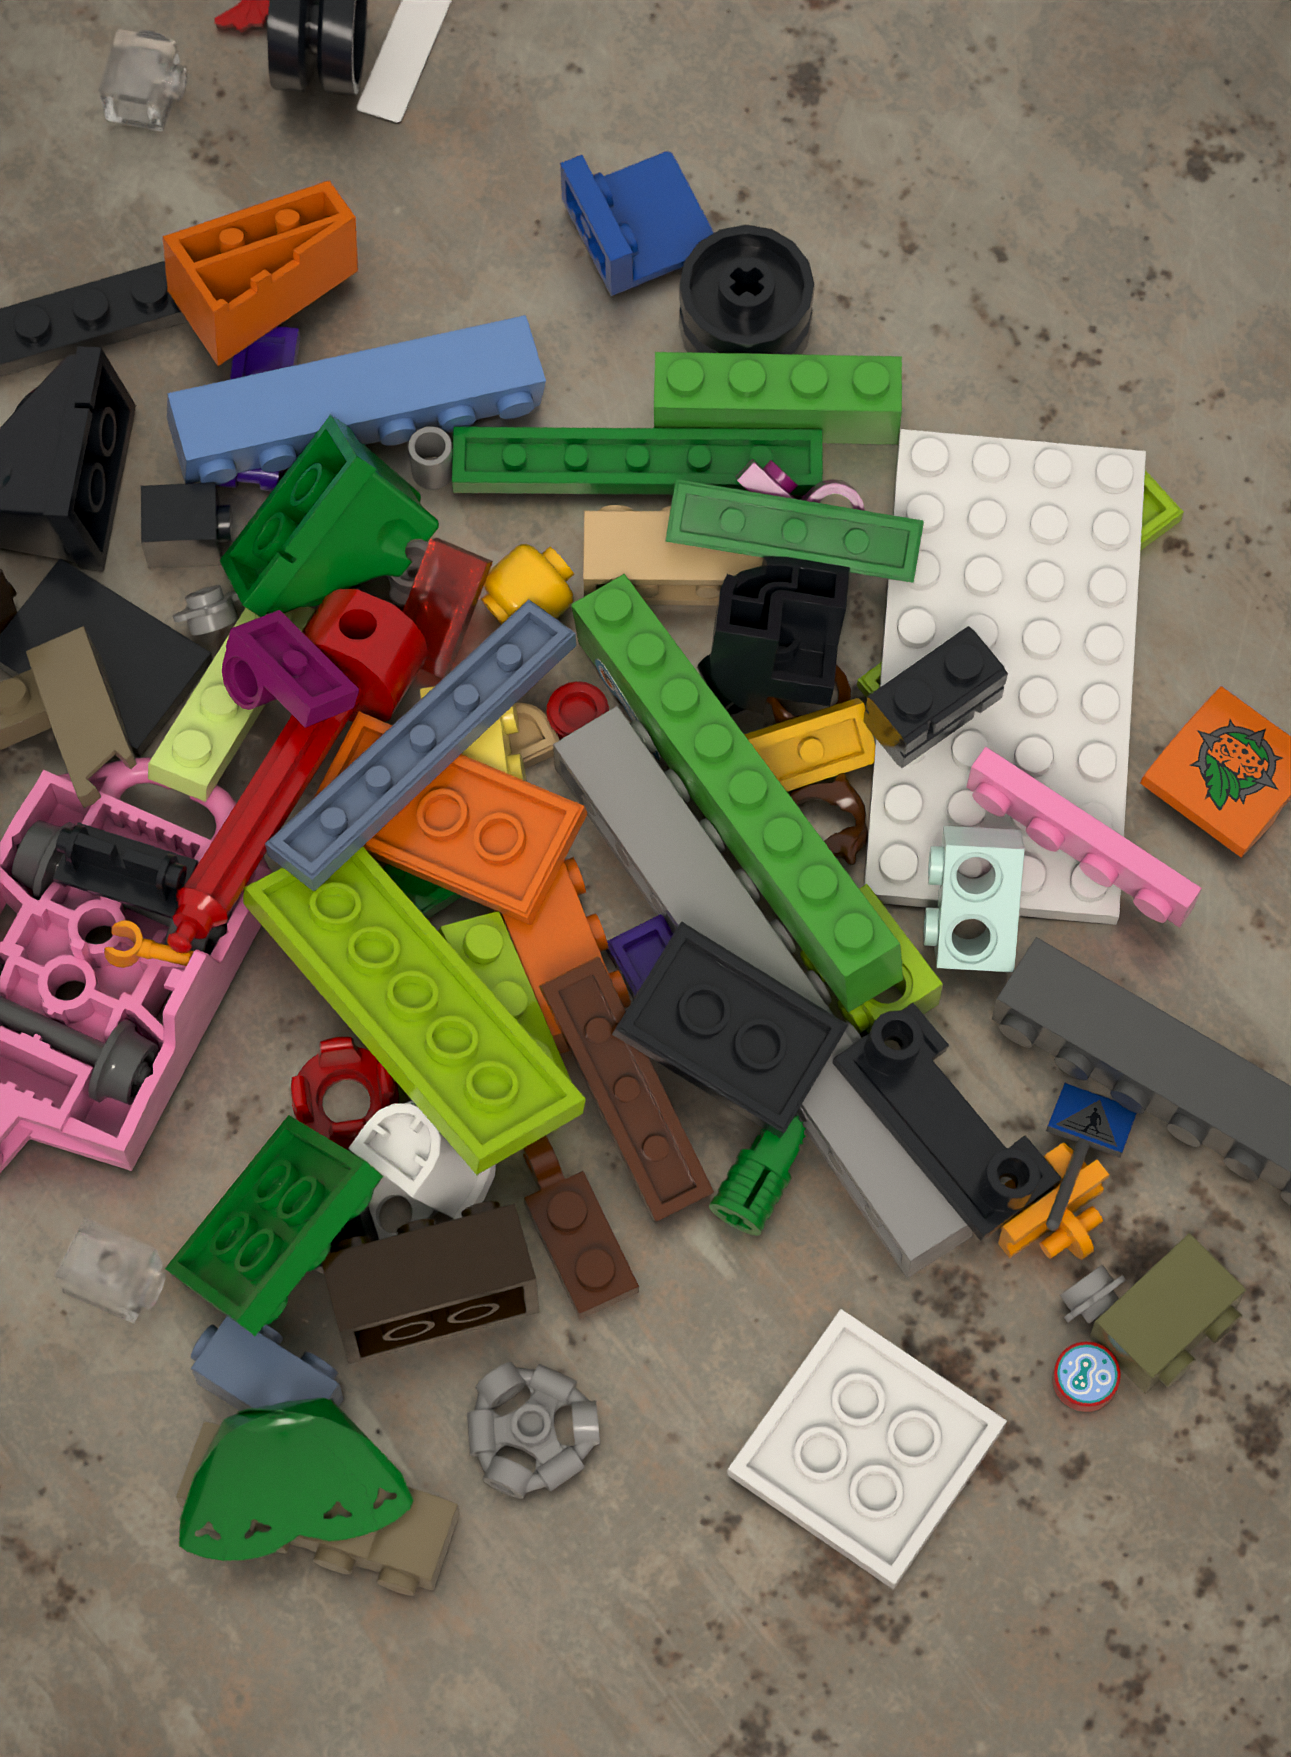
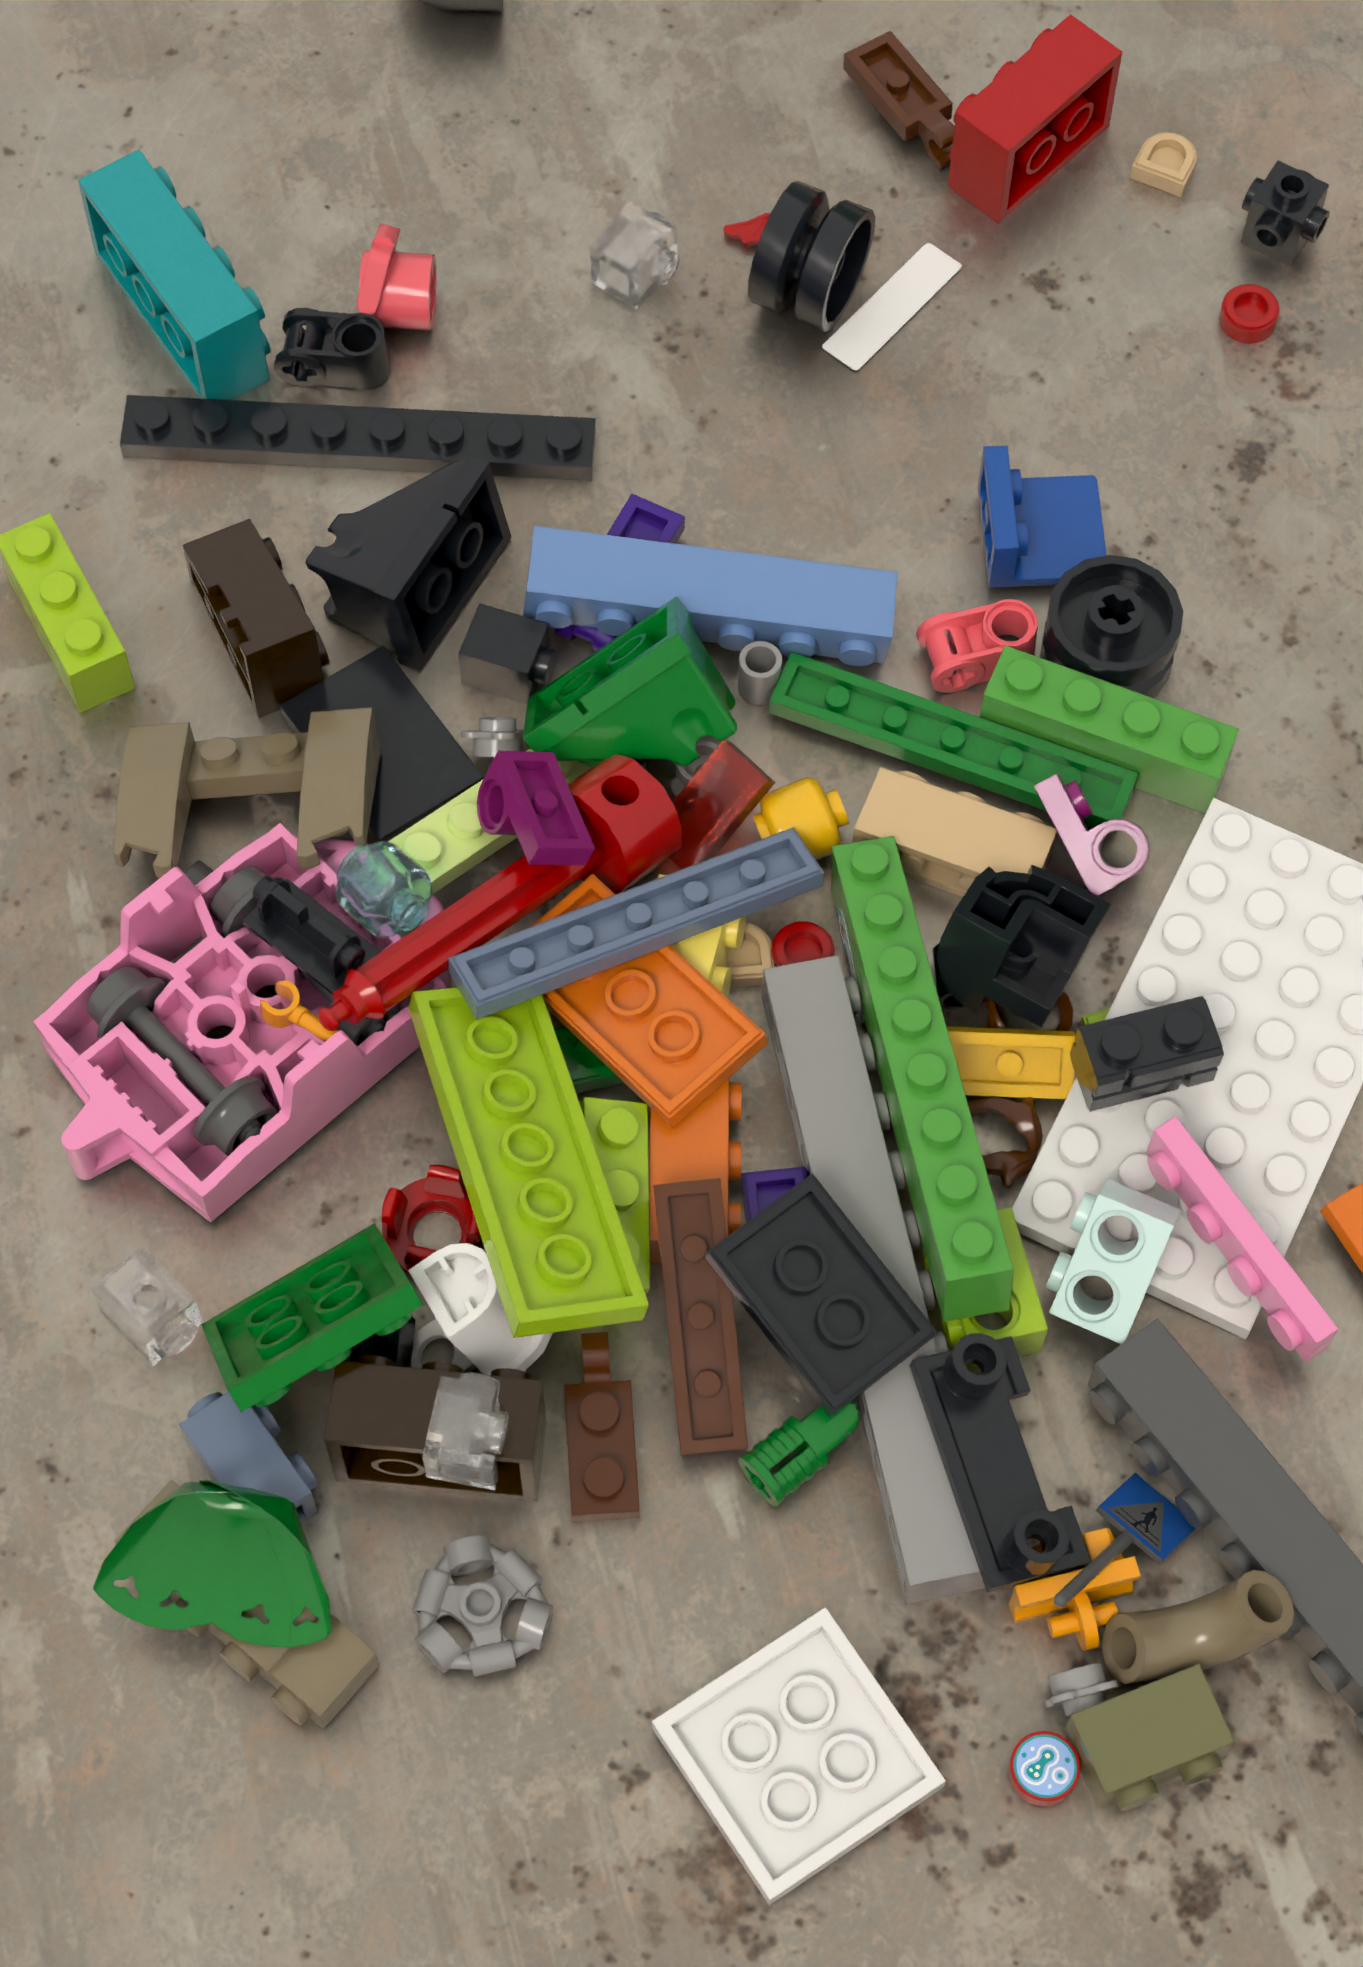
camera: 20 degrees right, 5 degrees down
(174, 799) = (383, 889): none -> clear light blue head
(260, 265) = (671, 446): orange wedge -> none
(468, 1275) = (465, 1430): none -> clear brick
(613, 360) = (974, 643): none -> coral piece
(794, 529) = (1071, 849): green tile -> none
(1176, 1204) = (1200, 1631): none -> dark tan cylinder

